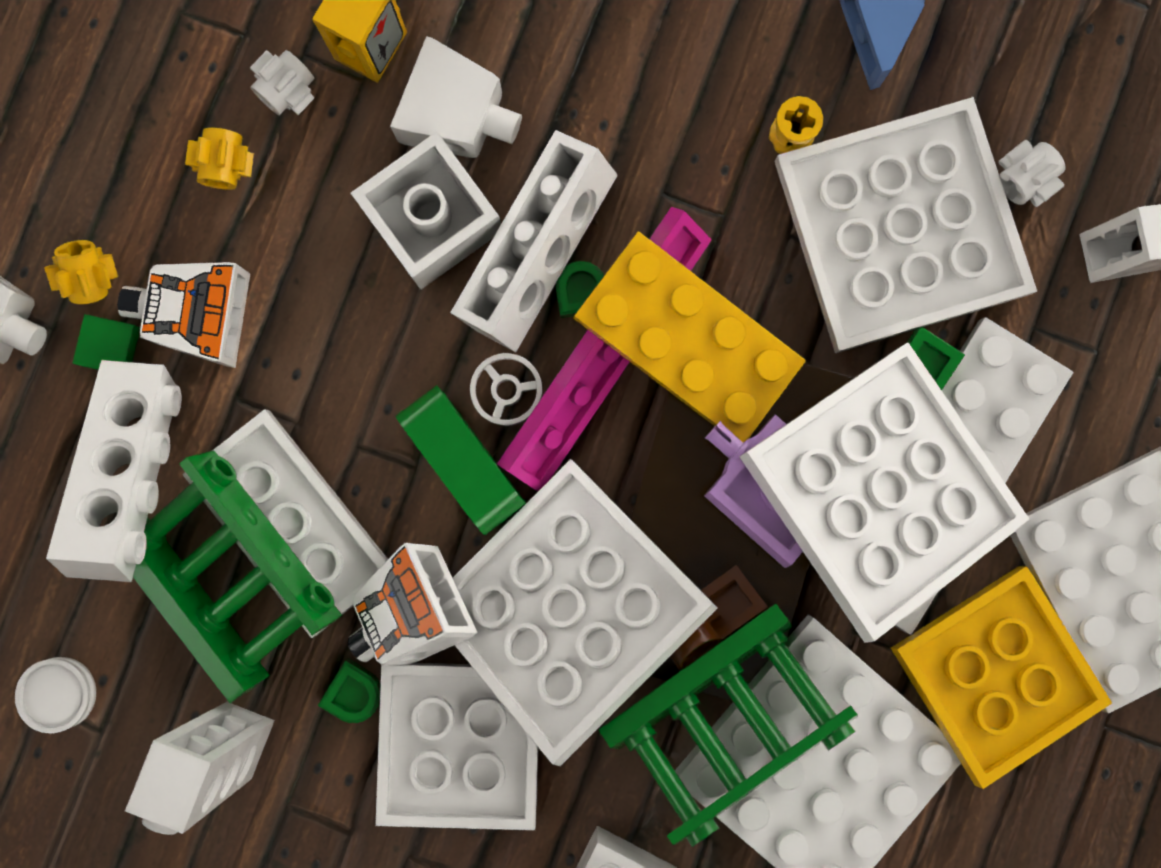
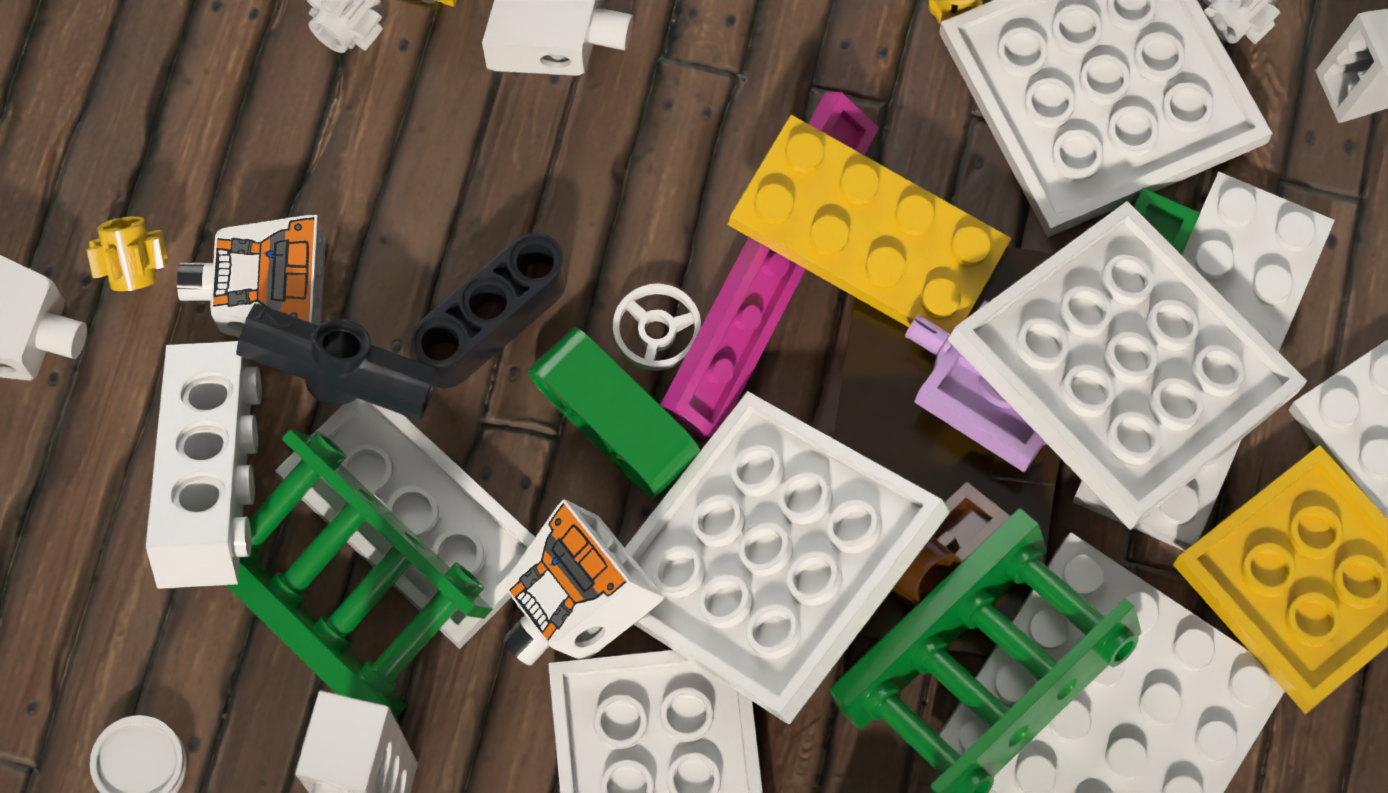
camera: 10 degrees left, 15 degrees down
(106, 341) = (152, 330): green tile -> none
(208, 381) = (337, 361): none -> black piece
(219, 158) = (280, 107): yellow gear -> none
(345, 360) = (496, 282): none -> black beam
(352, 694) = (514, 714): green tile -> none
(428, 210) = (538, 132): white brick -> none
(535, 240) = (669, 151): white brick -> none
(576, 285) = (719, 200): green tile -> none

